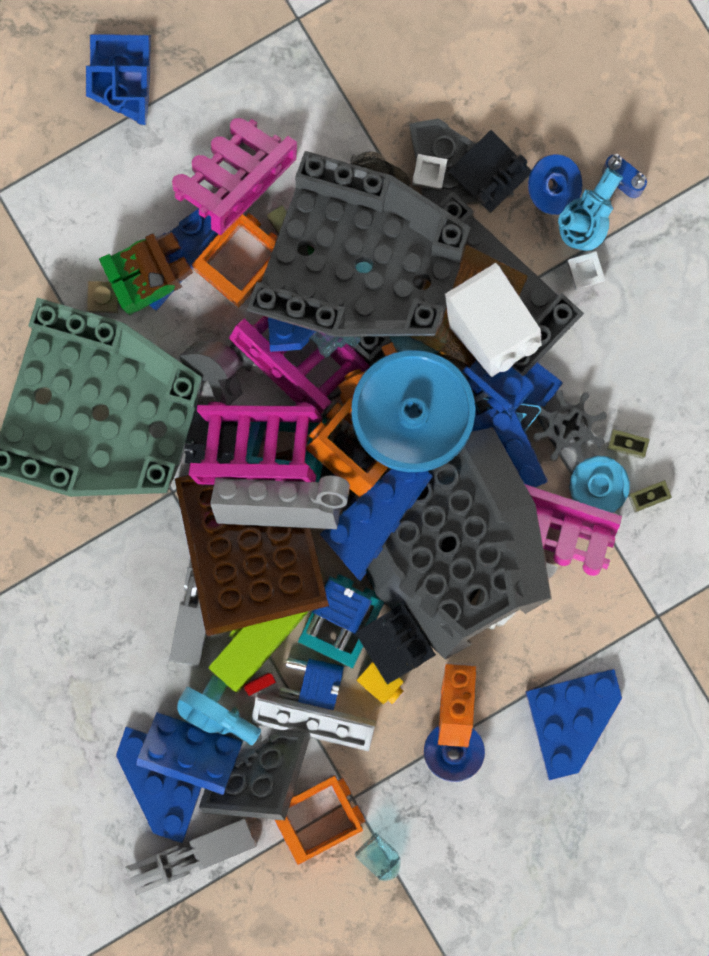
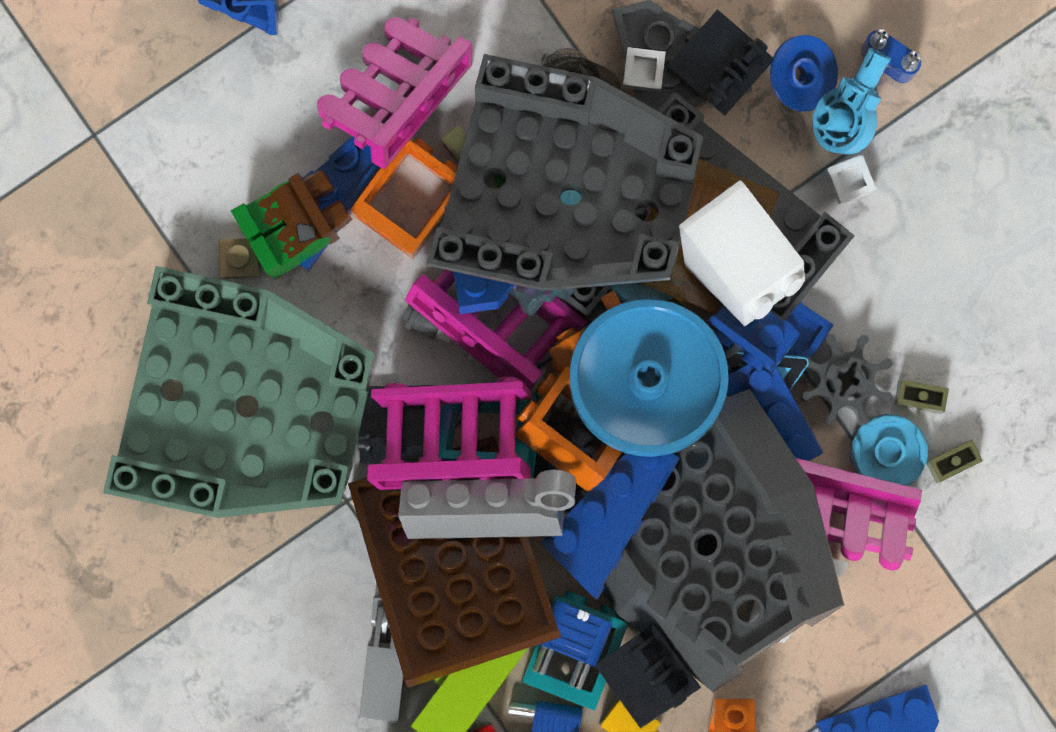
camera: 10 degrees left, 0 degrees up
(215, 364) = (390, 334): dark grey brick -> none

